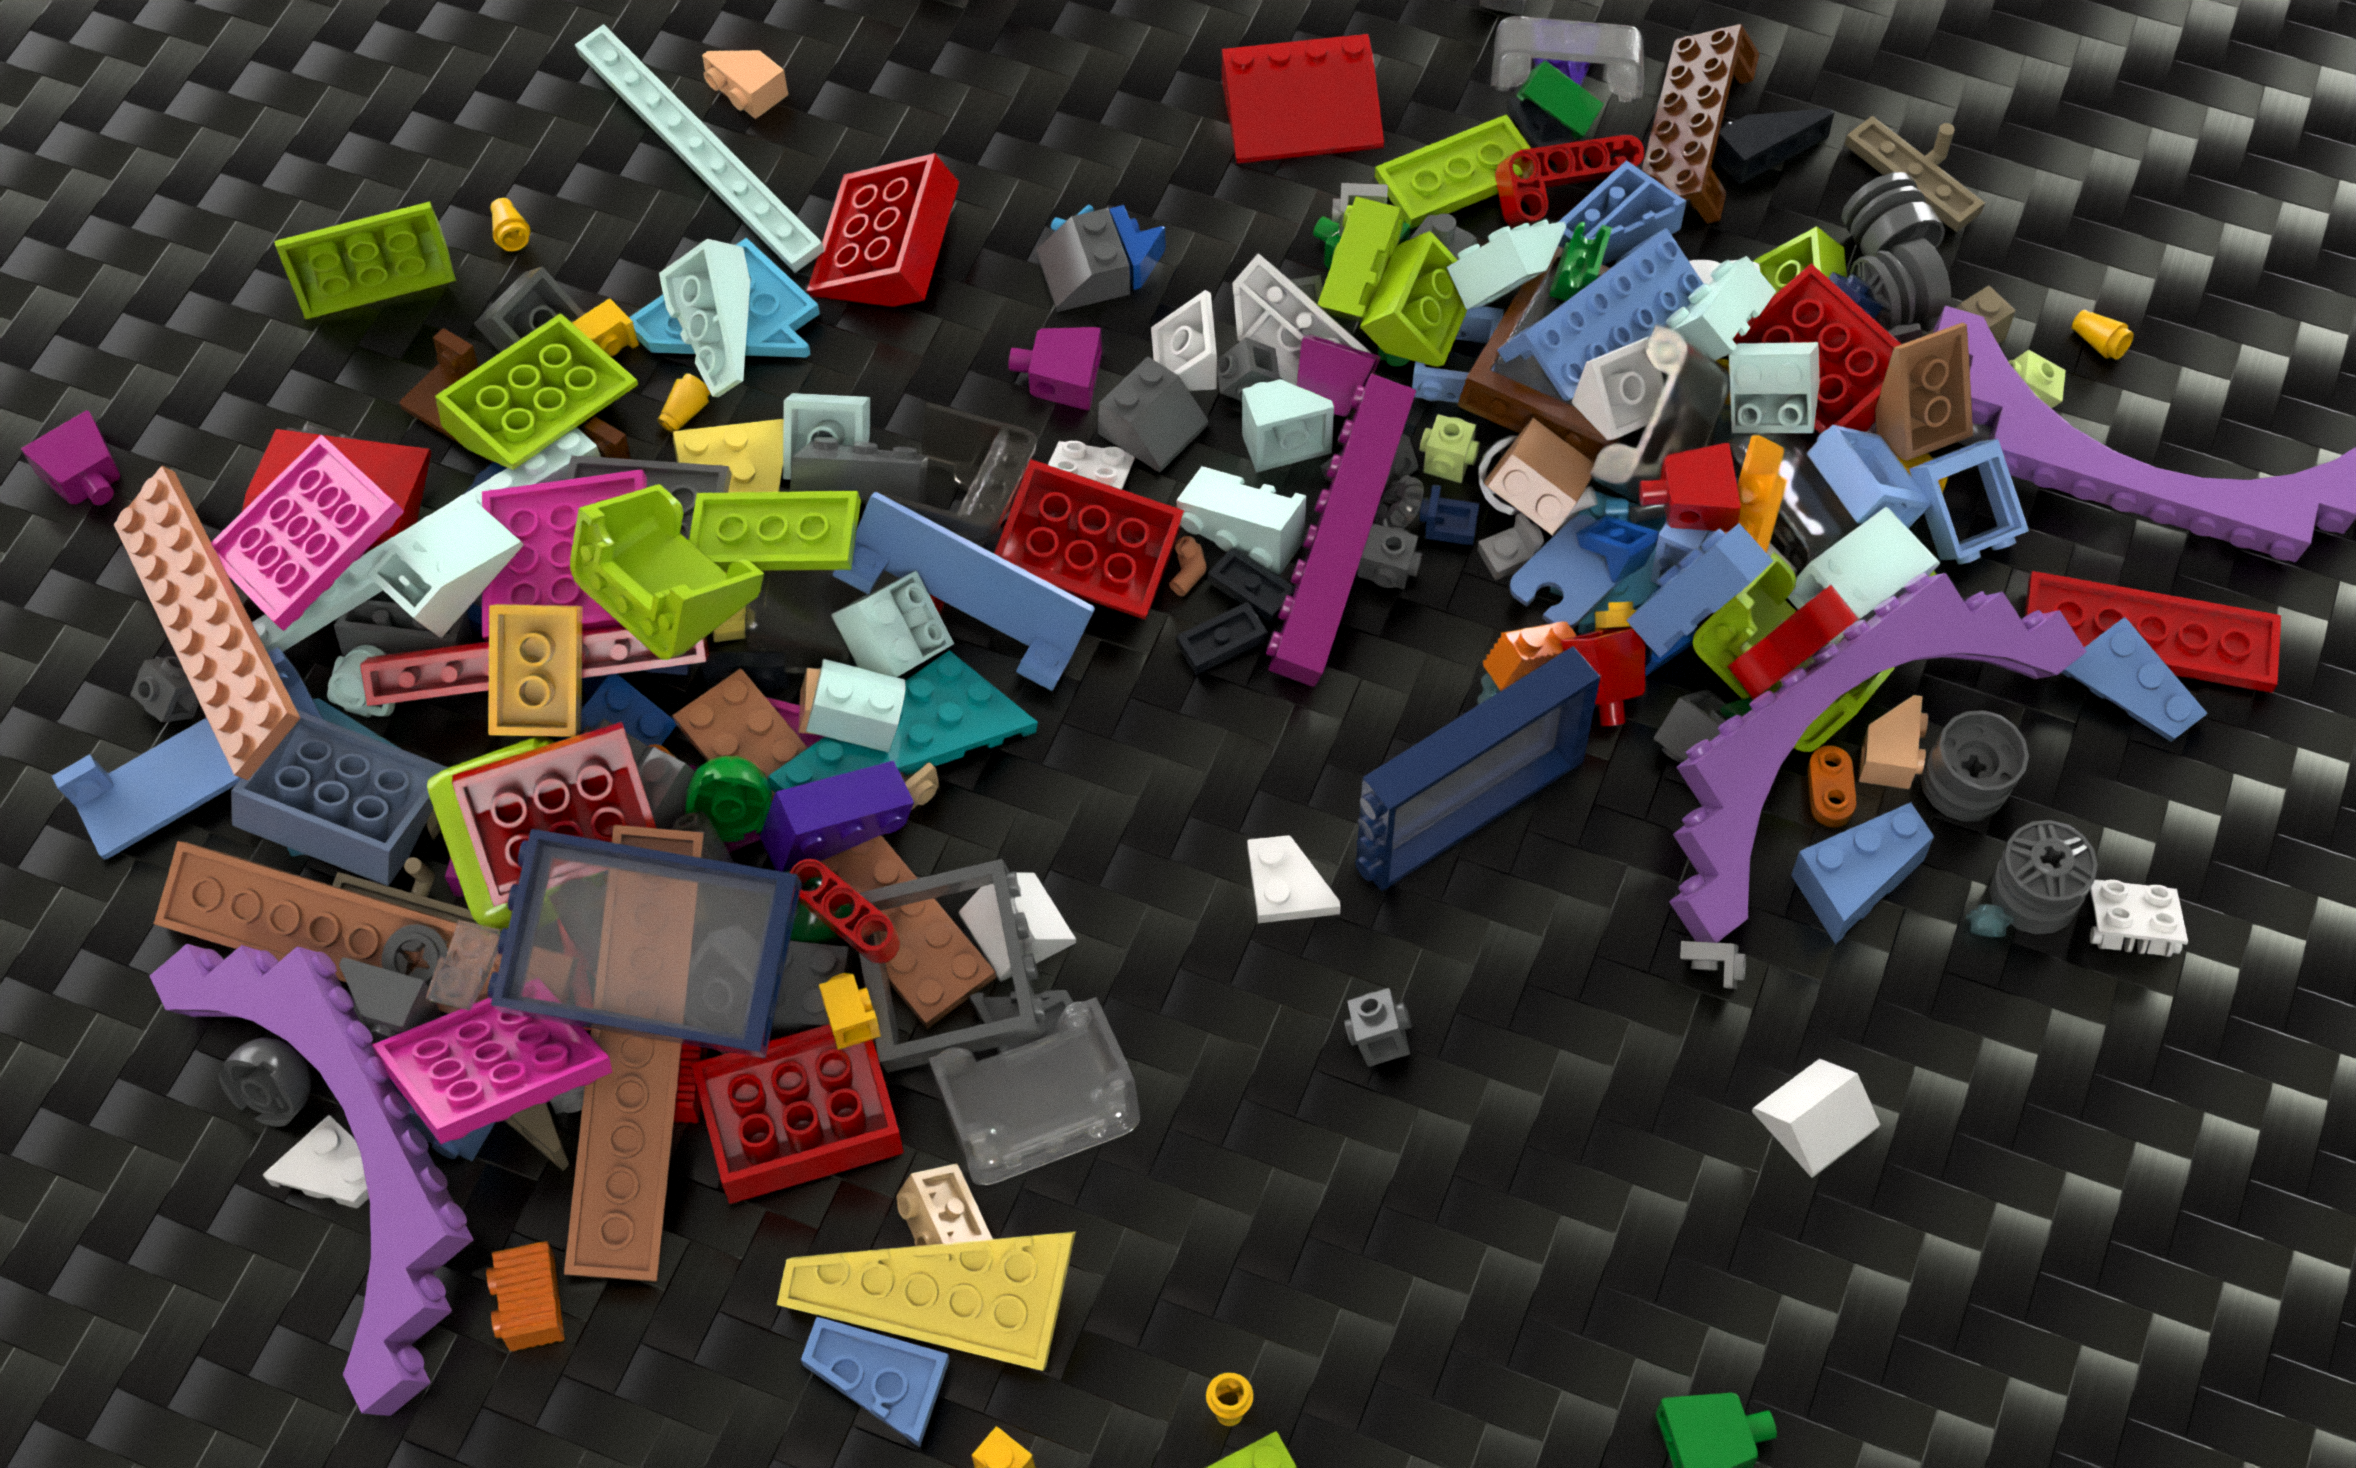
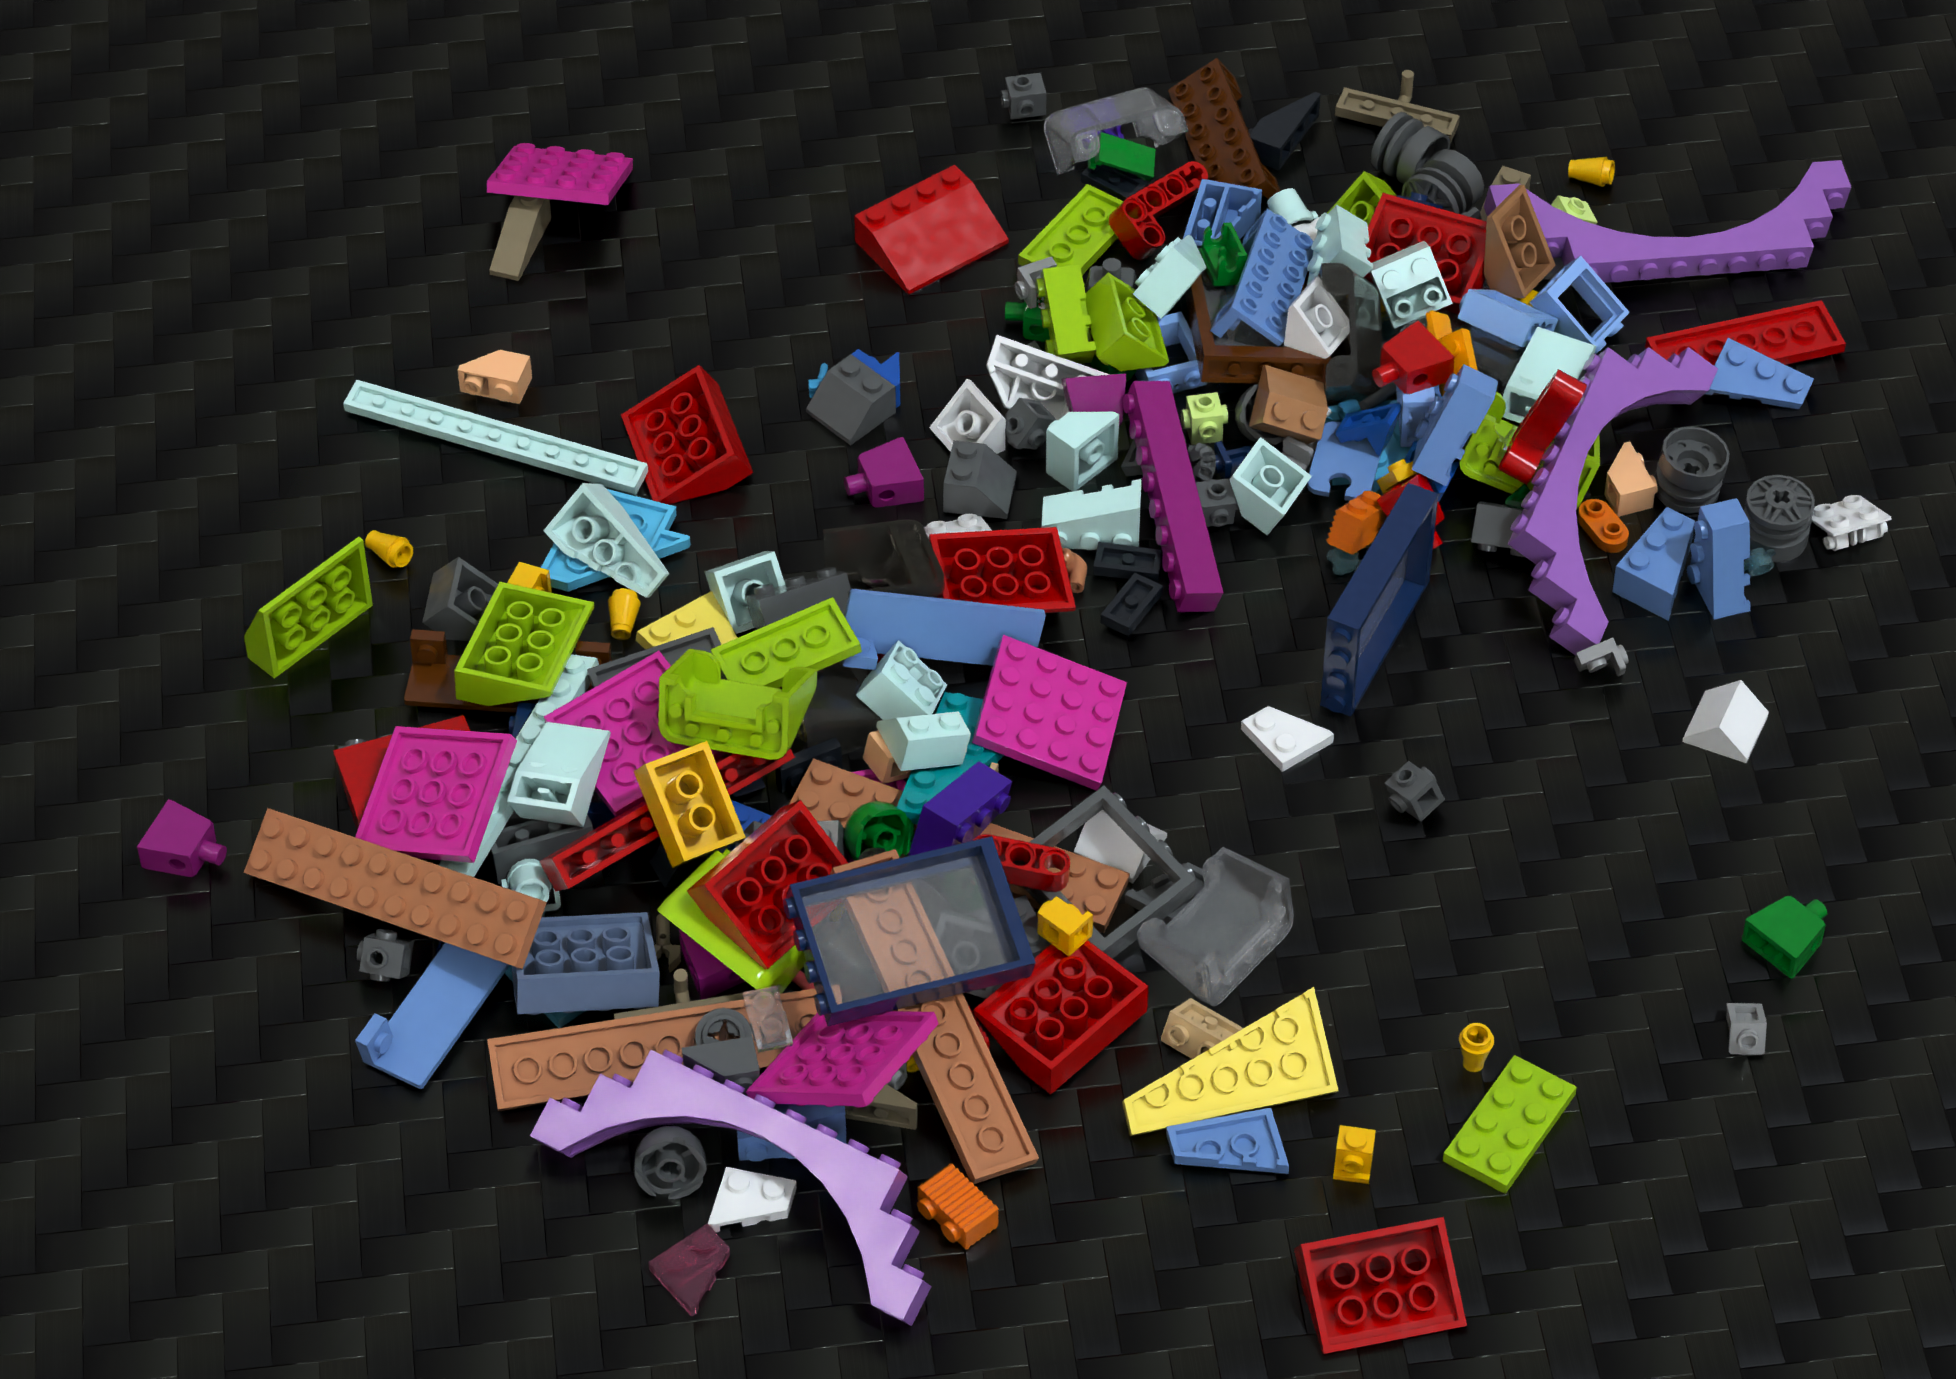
camera: 30 degrees left, 10 degrees down
(214, 1217) = (691, 1266): none -> clear pink wing
(1034, 731) = (1049, 712): none -> dark pink plate
(1457, 562) = (1267, 485): none -> light aqua slope
(1706, 238) = (1290, 206): none -> light aqua piece
(1931, 900) = (1719, 557): none -> medium blue wedge

